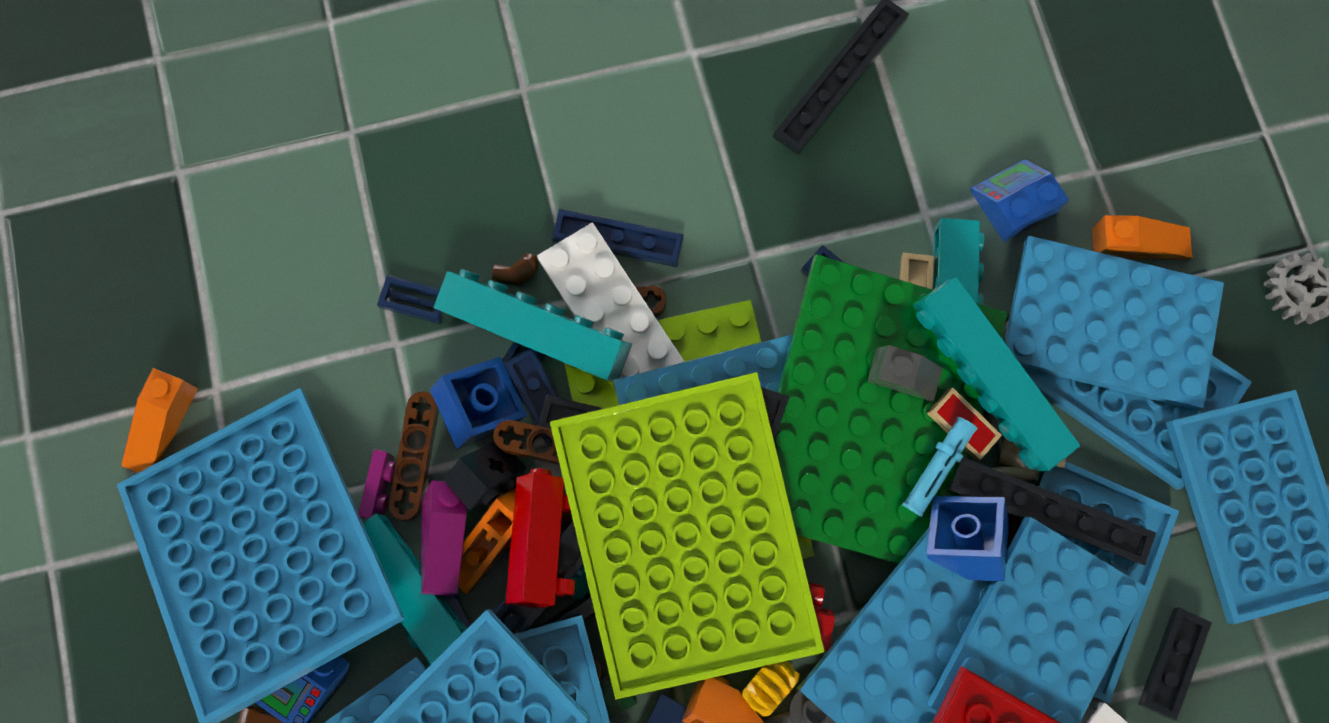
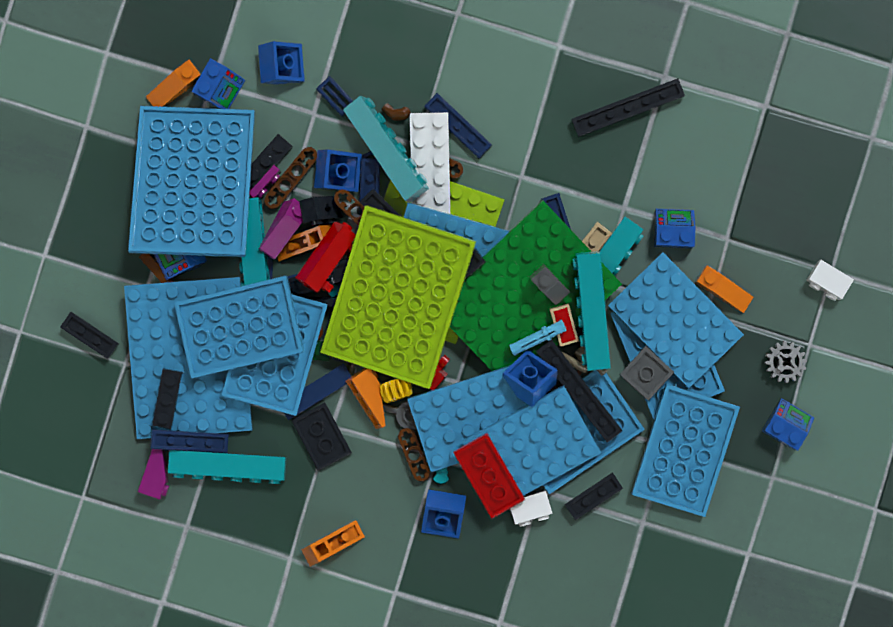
camera: 30 degrees right, 10 degrees up
(222, 383) = (218, 85): none -> blue slope
(302, 297) = (281, 63): none -> blue slope
(365, 435) = (268, 157): none -> black plate
(1128, 423) = (646, 373): none -> dark grey plate
(1278, 140) = (829, 280): none -> white brick

